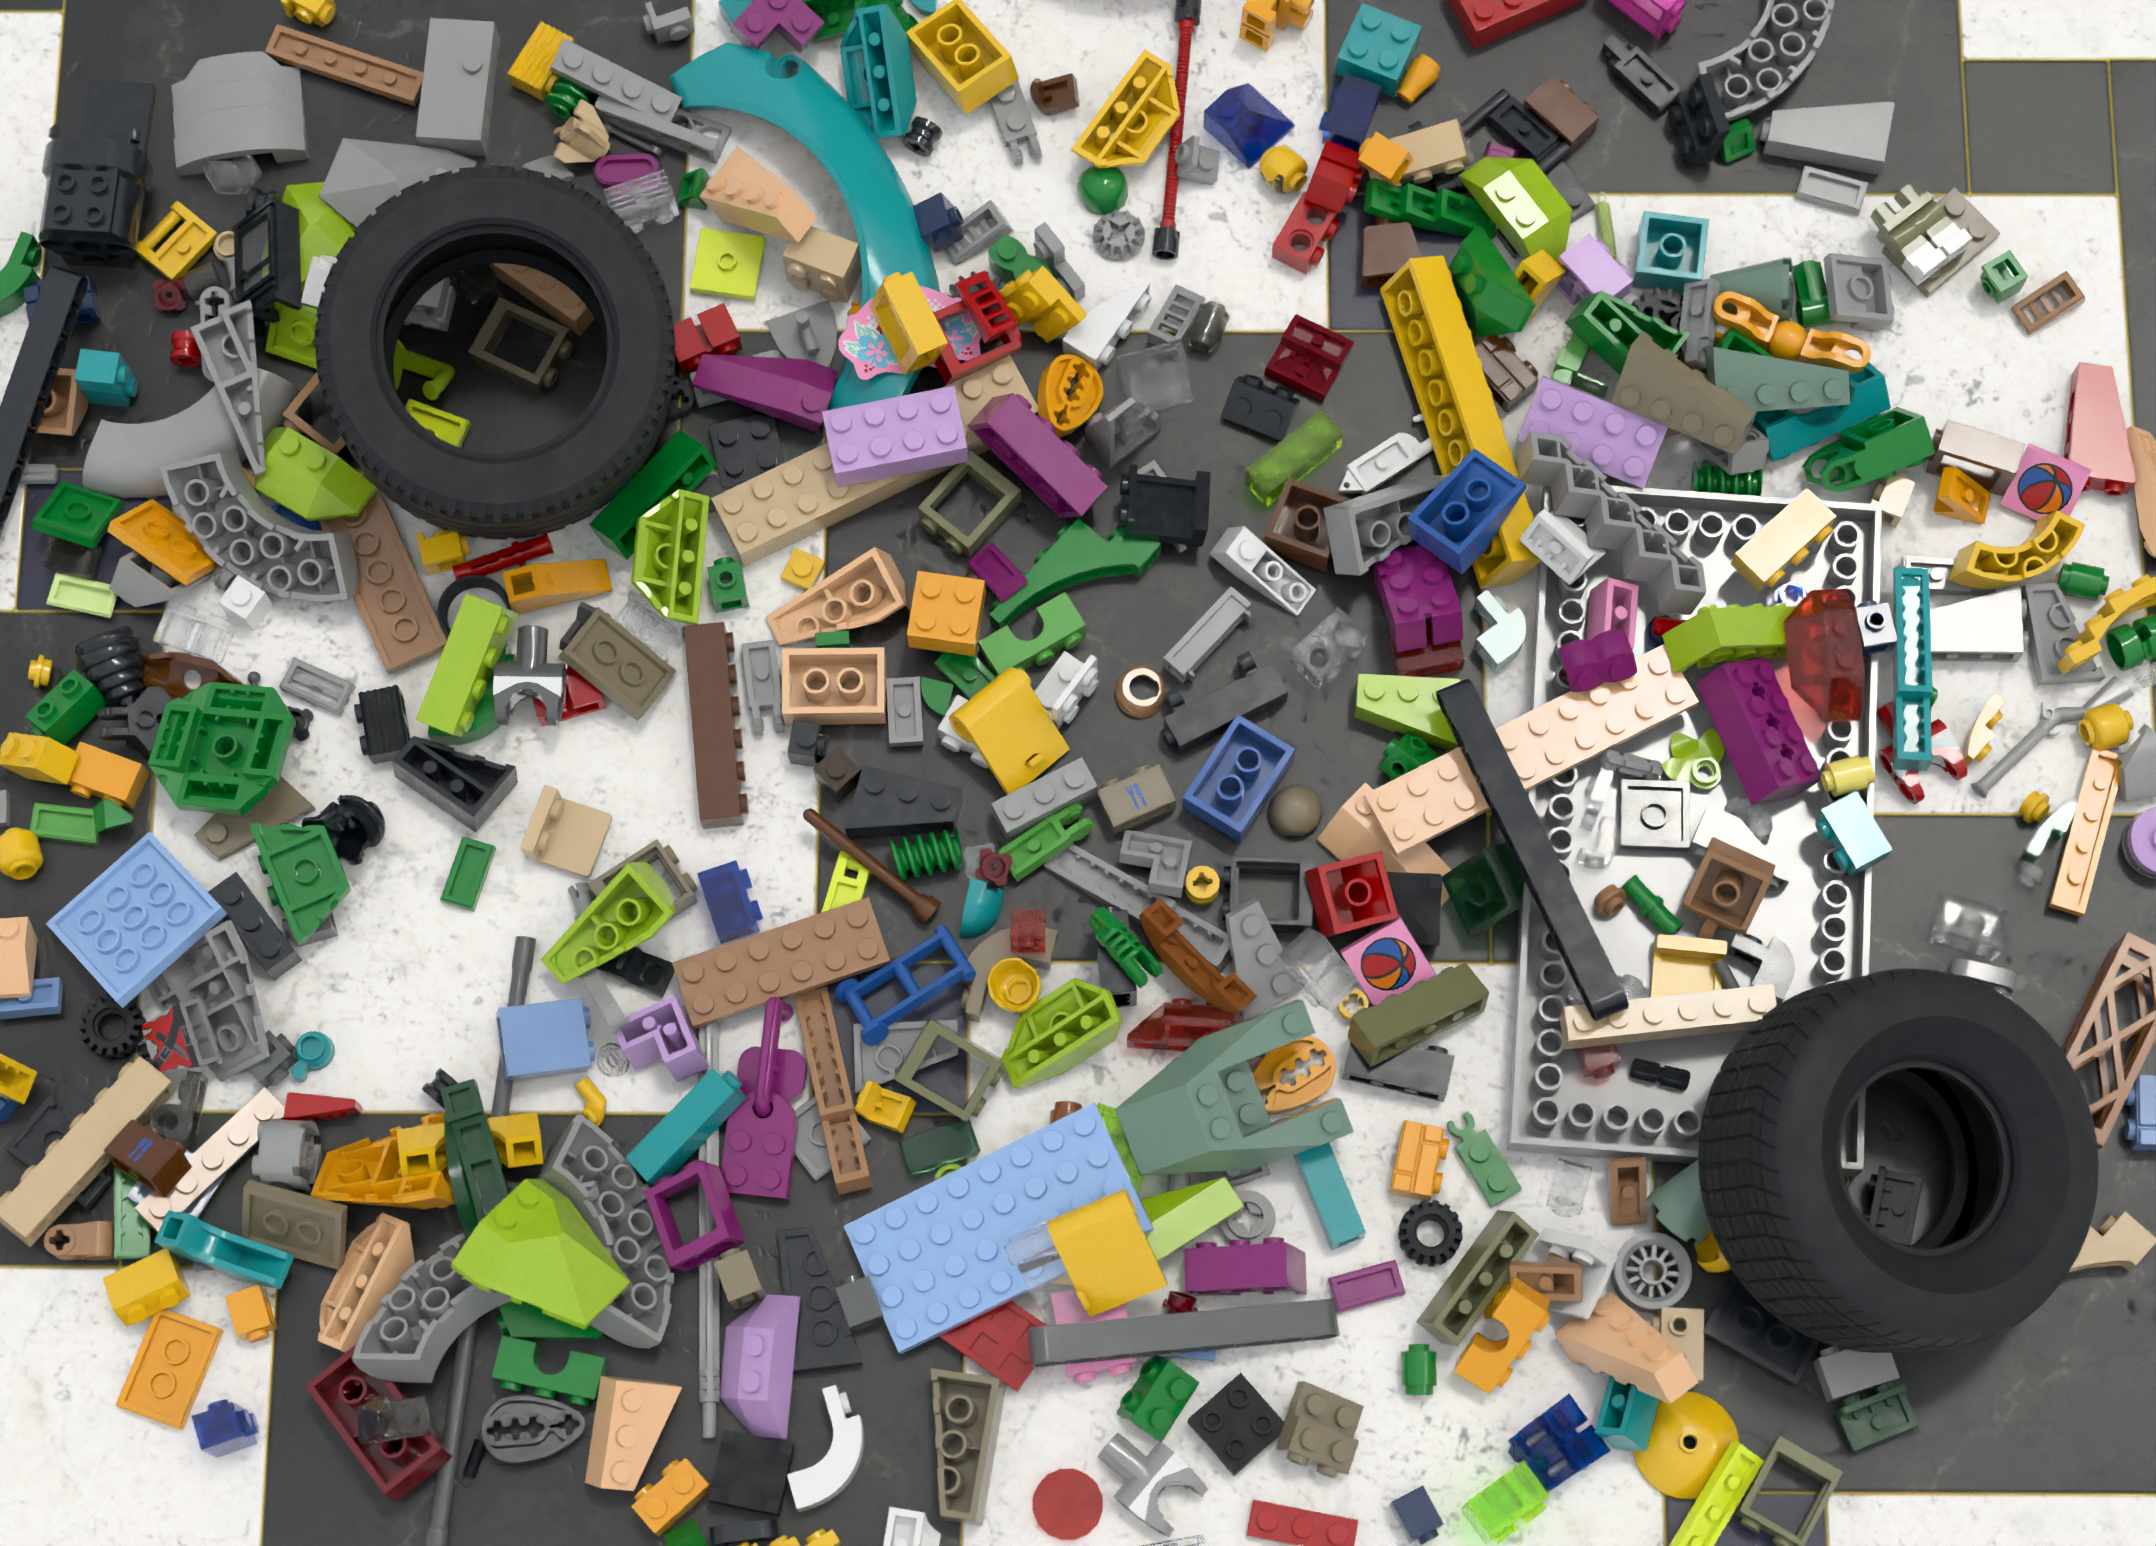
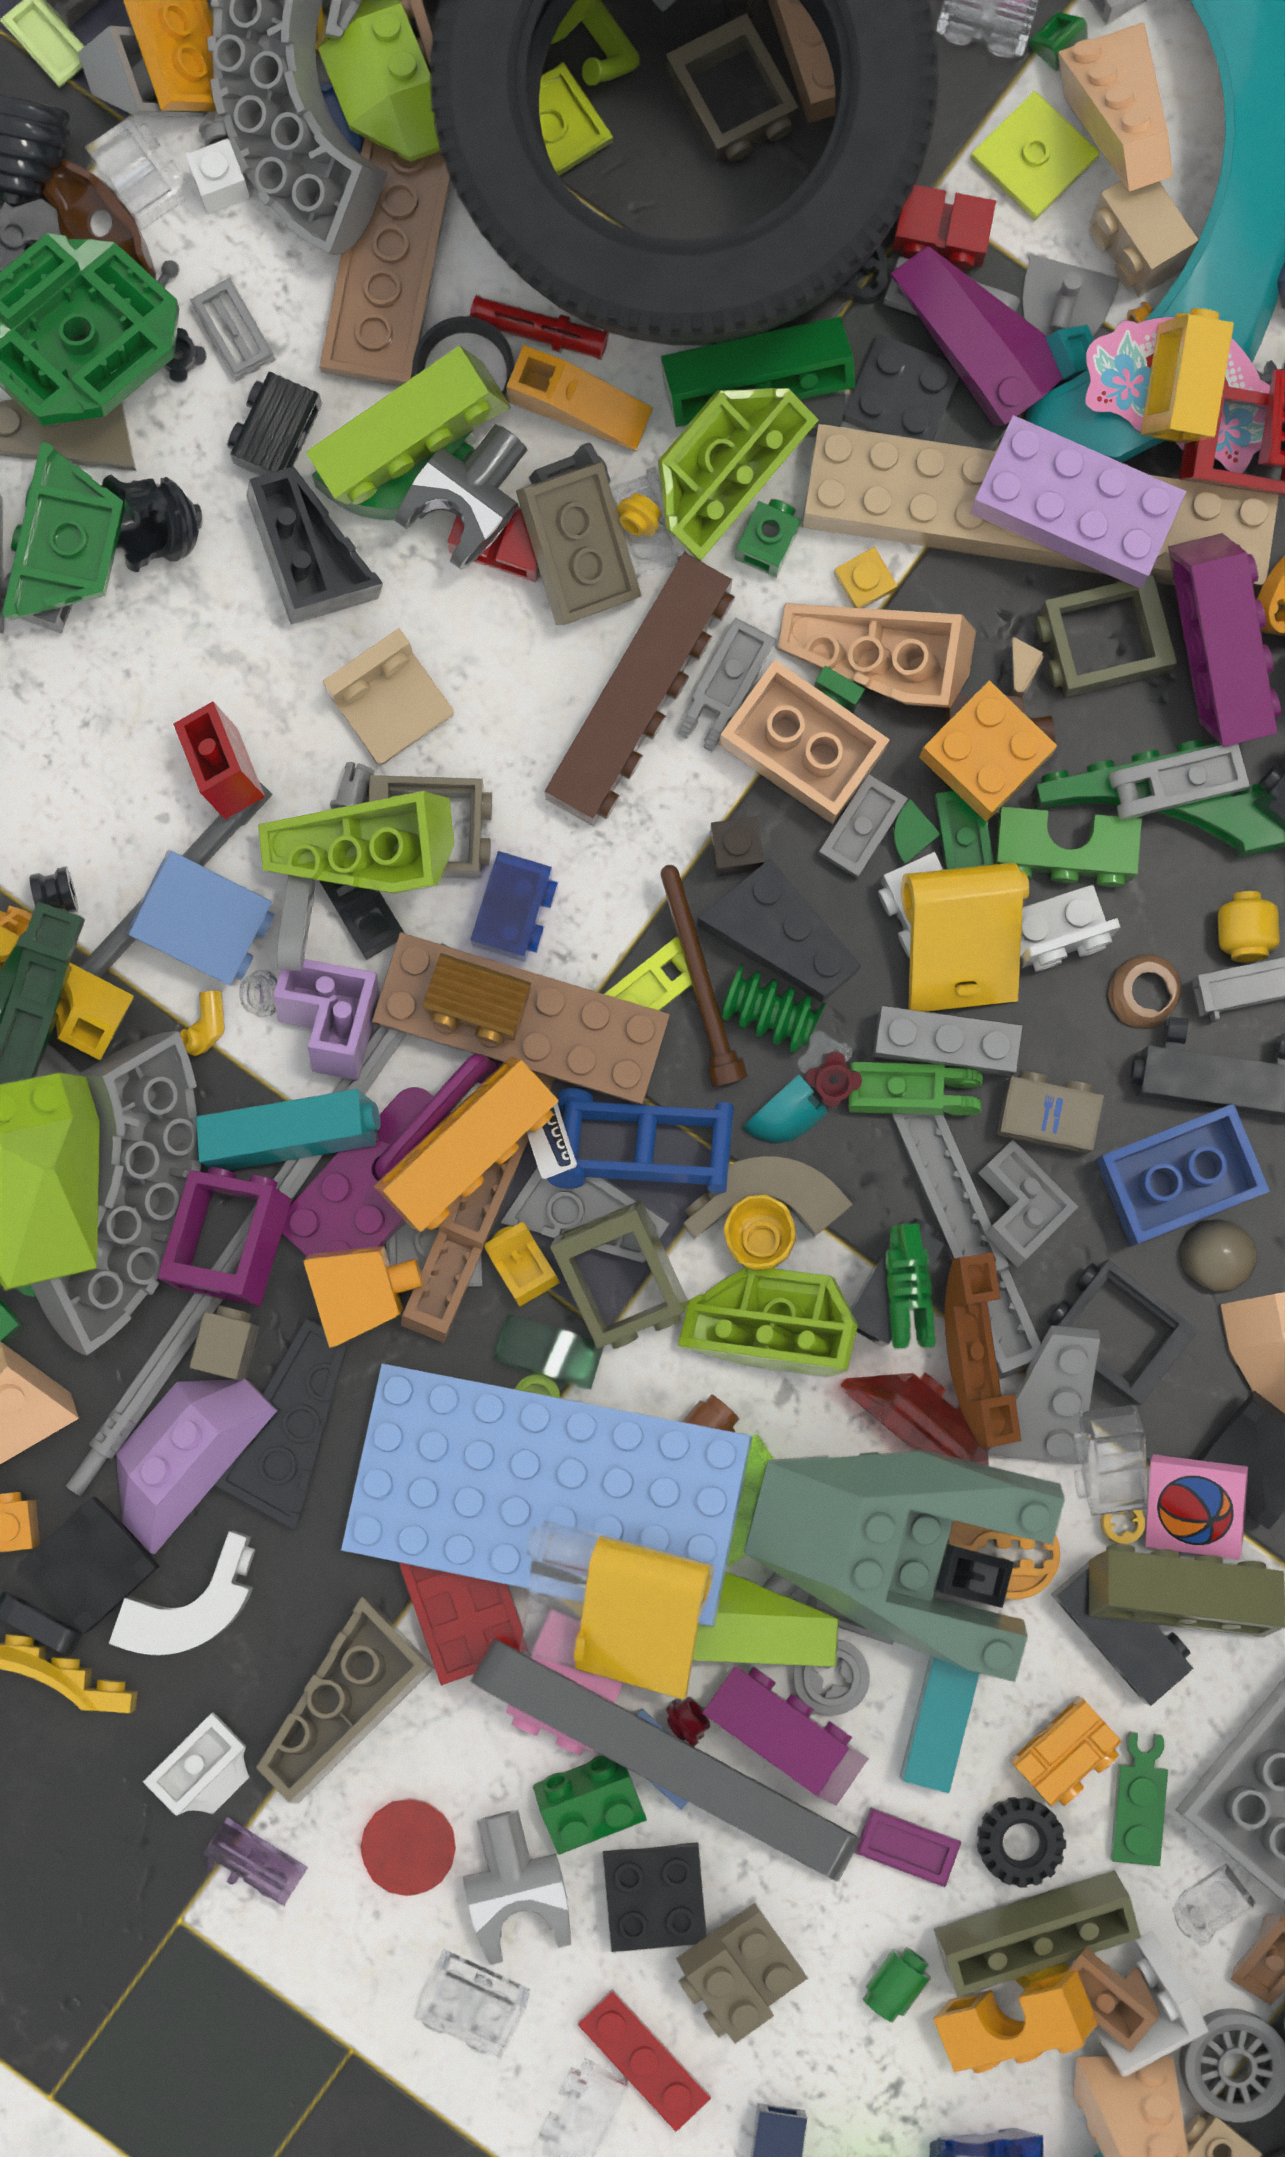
camera: 30 degrees right, 10 degrees up
(443, 551) = (477, 270): yellow brick -> none
(468, 874) = (250, 665): green tile -> none
(489, 938) = (219, 760): none -> red brick
(642, 623) = (639, 515): none -> yellow plate
(746, 965) = (476, 998): none -> pearl gold brick
(798, 1186) = (358, 1289): none -> light orange torso
(802, 1054) = (467, 1144): none -> light orange brick
(807, 744) = (727, 787): black brick -> none
(829, 357) = (1070, 349): none -> teal tile
(849, 1019) = (552, 1146): none -> white sticker
(859, 1302) = (338, 1460): dark grey brick -> none
(932, 554) = (1023, 666): none -> tan slope
(998, 572) = (1081, 740): magenta tile -> none
(1028, 931) = (817, 1186): clear red brick -> none
(1071, 553) = (1180, 780): none -> light grey plate
(1173, 611) = (1248, 927): none -> yellow head
(1202, 892) = (1041, 1268): yellow wheel -> none
(1286, 1094) = (974, 1576): none -> black slope
(1351, 894) = (1210, 1406): red slope -> none

